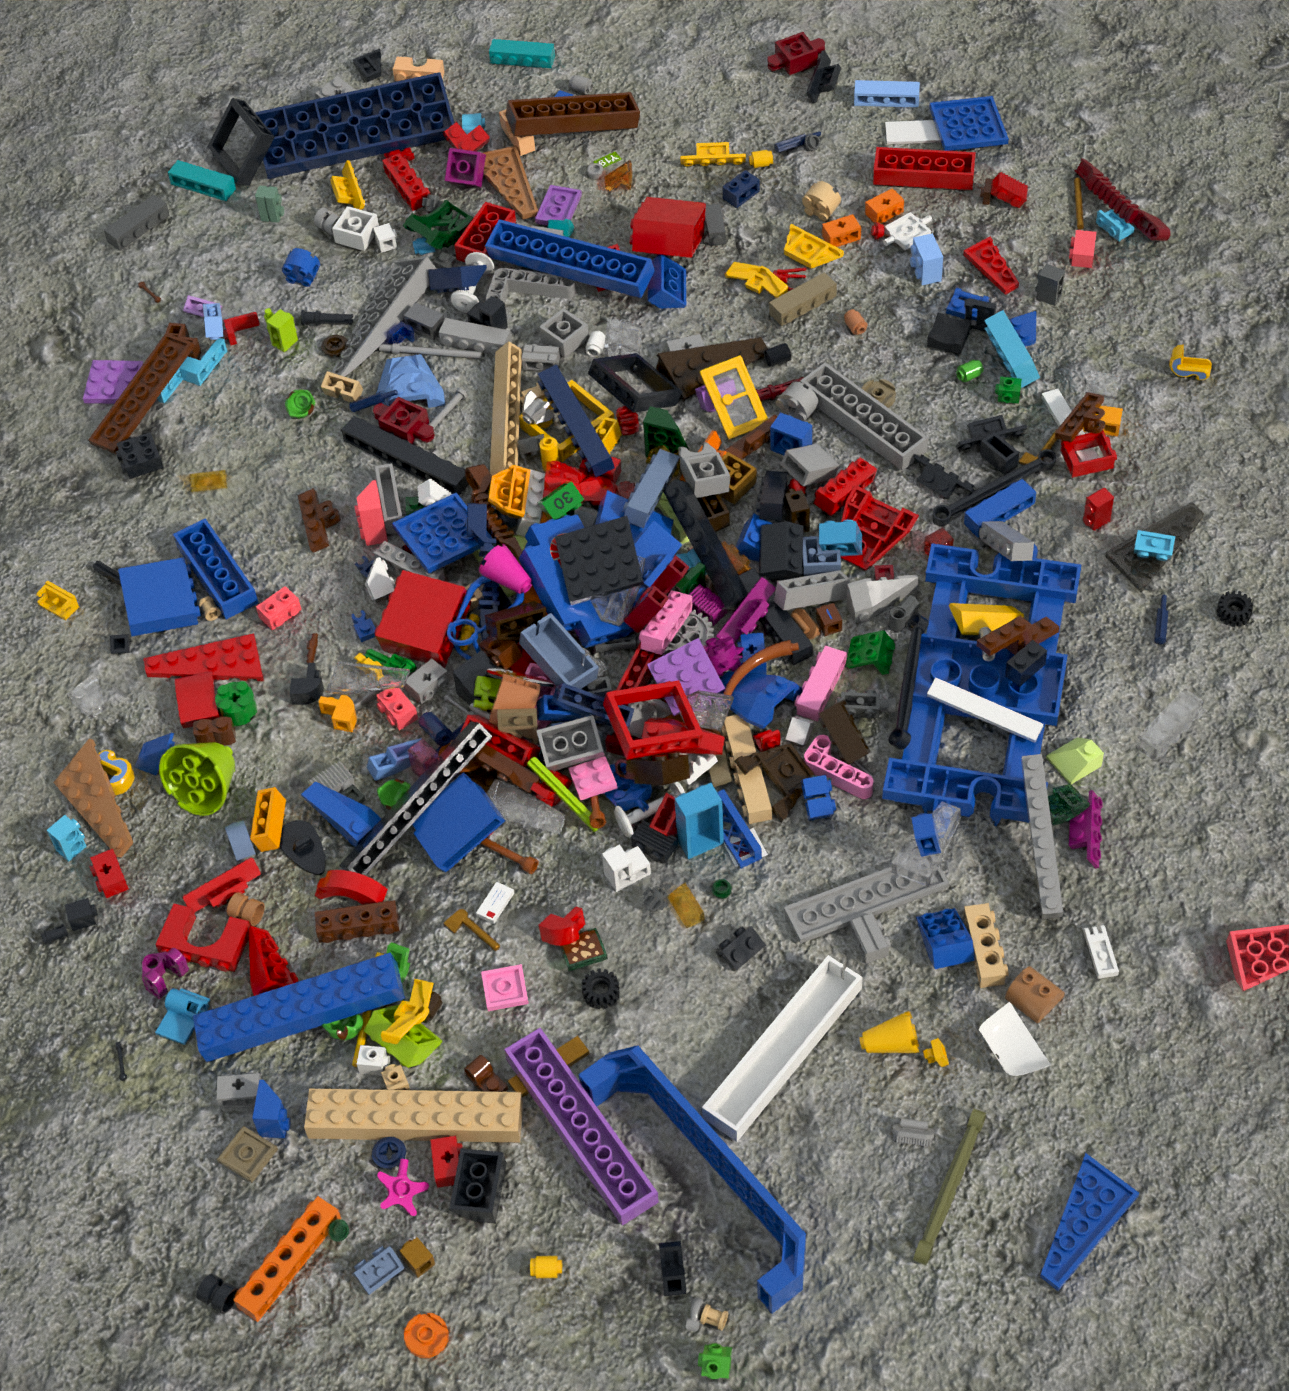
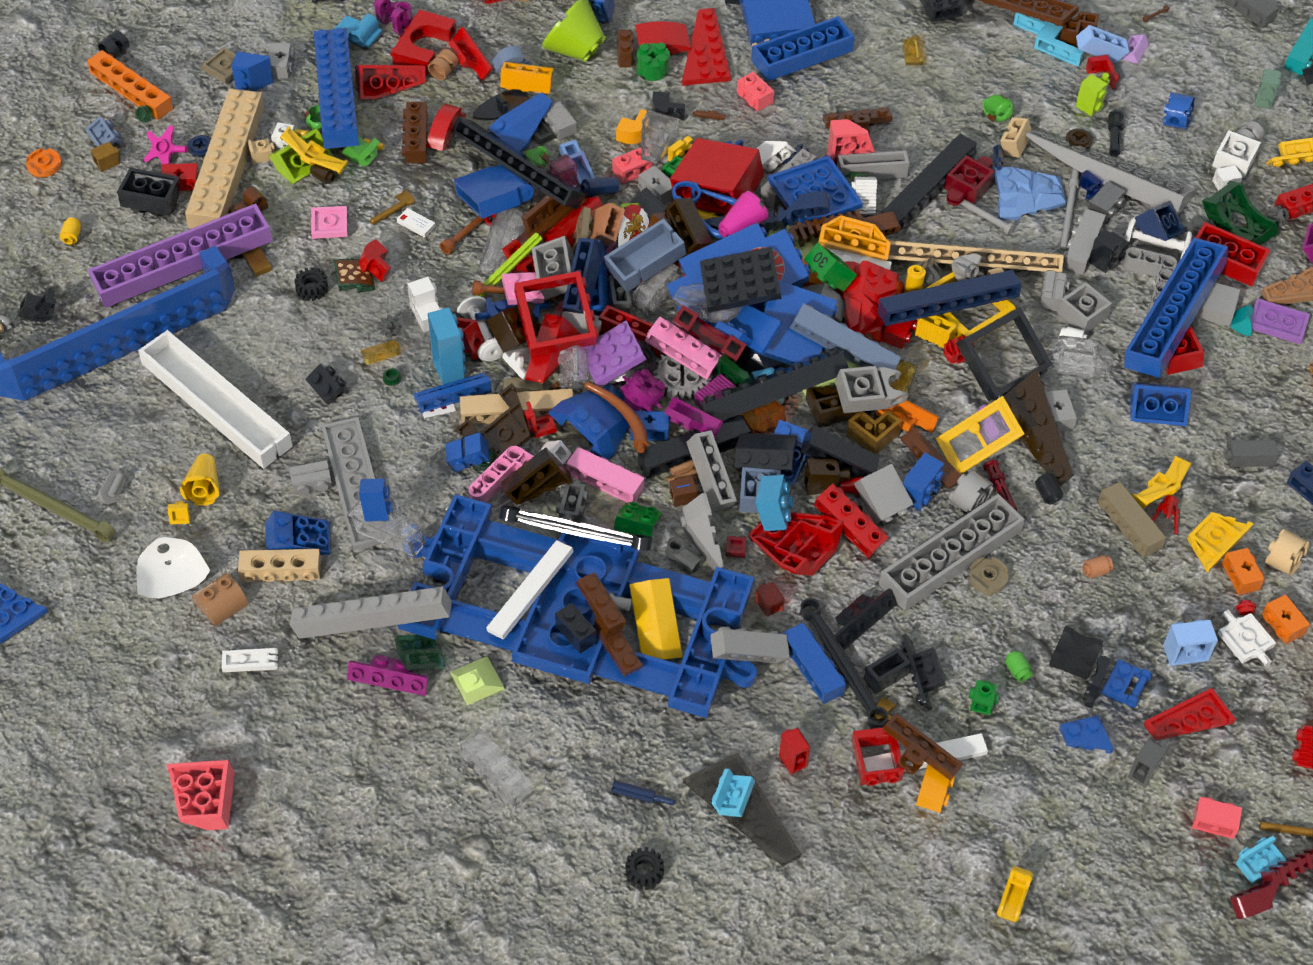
camera: 90 degrees right, 0 degrees up
(661, 430) = (926, 370): dark green wedge -> none
(668, 227) = (1229, 396): red brick -> none
(1011, 348) = (1040, 704): medium azure brick -> none

